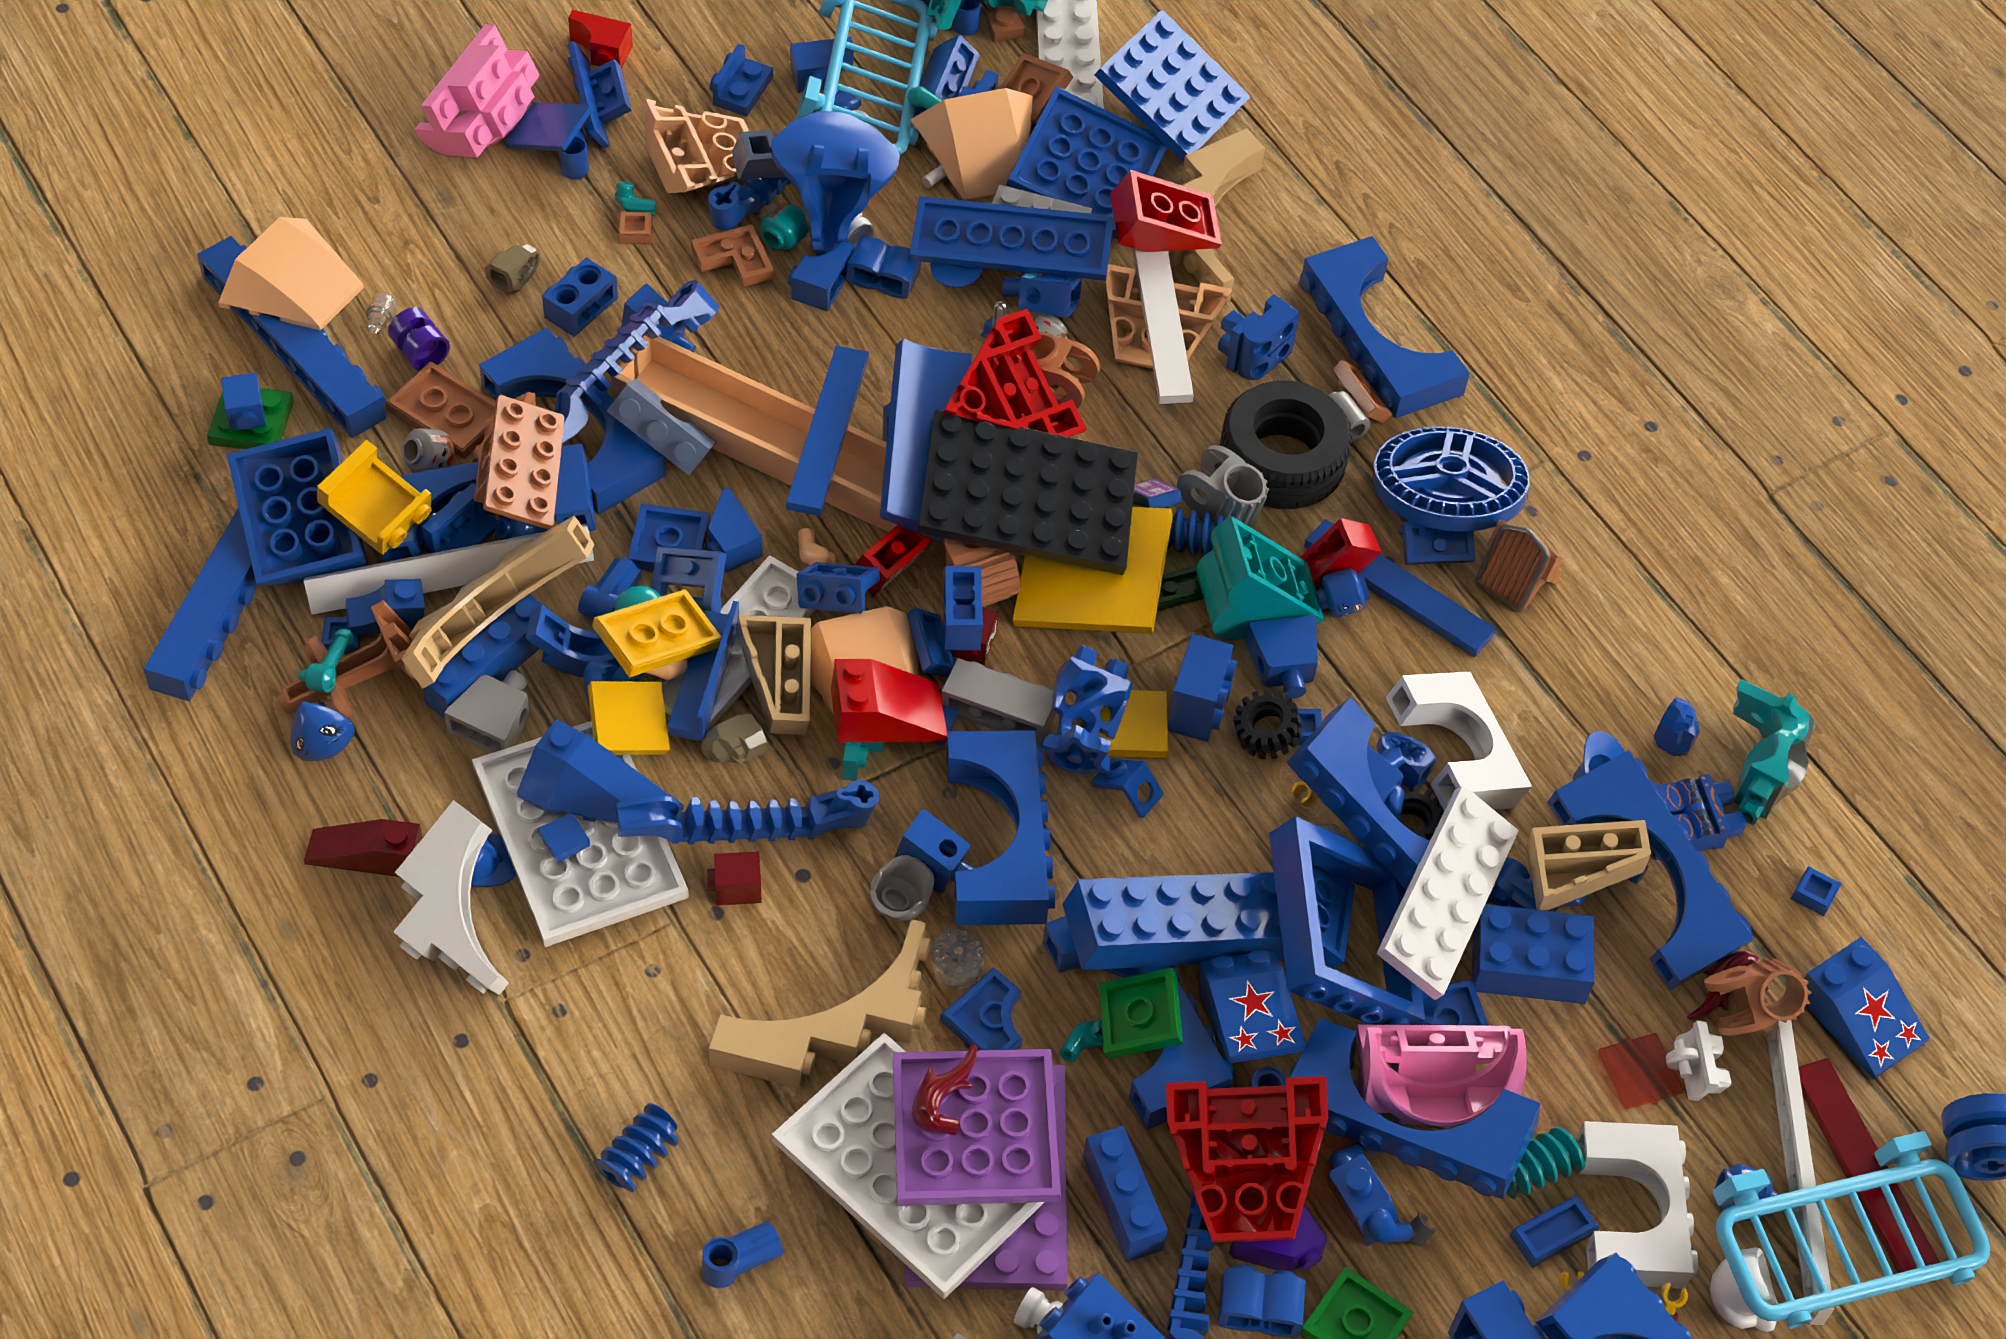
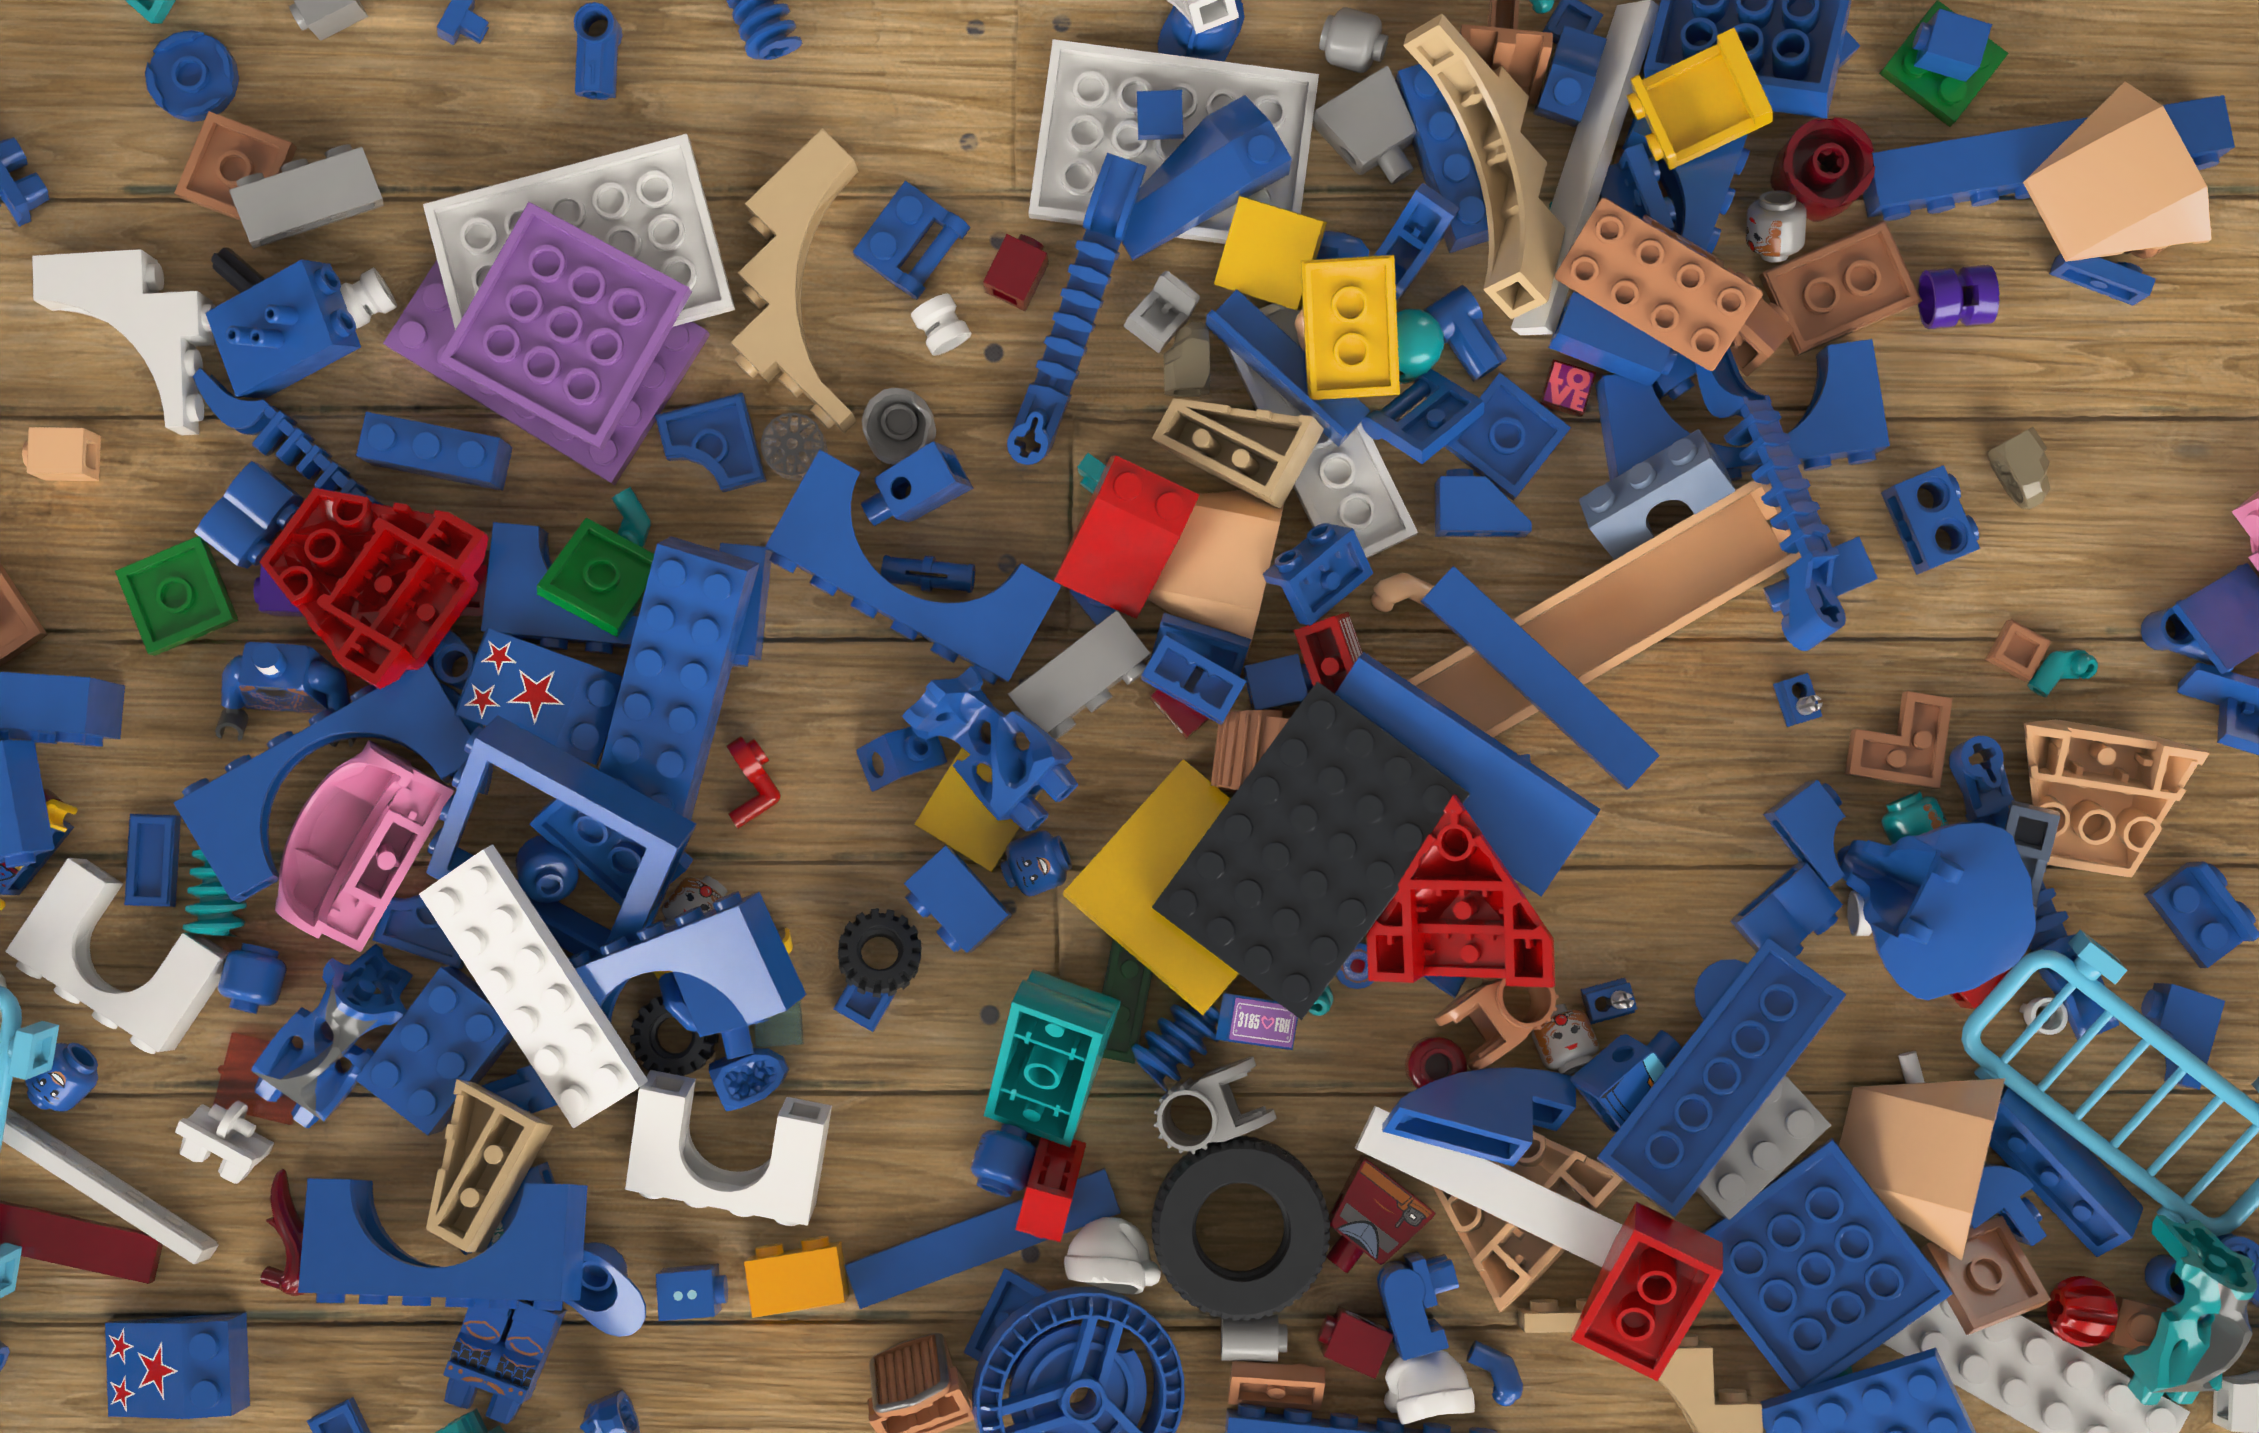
camera: 125 degrees right, 30 degrees up
(356, 263) = (2116, 280): none -> blue plate
(376, 423) = (1839, 147): none -> dark red brick
(381, 311) = (2032, 280): clear cylinder -> none
(432, 752) = (1353, 40): none -> light grey head
(612, 524) = (1567, 388): none -> tile
(709, 775) = (1162, 311): none -> light grey bracket
(743, 316) = (1795, 709): none -> blue piece
(753, 976) = (900, 231): none -> blue plate
(805, 909) = (940, 324): none -> white wheel
(921, 97) = (2039, 1114): teal arm -> none
(922, 586) = (1277, 683): none -> blue brick
(934, 1088) = (611, 299): dark red piece -> none
(990, 826) = (959, 576): none -> blue pin
(1015, 40) = (2082, 1311): none -> red piece
(1109, 393) = (1433, 1059): none -> dark red head
(1120, 343) = (1485, 1111): none -> blue slope
(1145, 664) = (1036, 863): none -> blue head
(1202, 861) = (750, 759): none -> red plate
(1218, 384) = (1373, 1216): none -> dark red torso
(1260, 293) = (1506, 1379): none -> blue arm
(1284, 652) = (959, 1038): blue torso -> none
(1305, 361) = (1354, 1341): none -> dark red brick
(1313, 309) = (1427, 1387): none -> white piece
(1359, 501) = (1111, 1257): none -> white piece
(1361, 949) = (545, 871): none -> blue head
(1506, 670) = (796, 1277): none -> light orange brick
(1563, 725) = (690, 1292): none -> blue brick
(1580, 1102) = (252, 978): none -> blue head
(1602, 1013) = (329, 1032): none -> blue hips
(1748, 989) = (232, 1257): nougat piece -> none

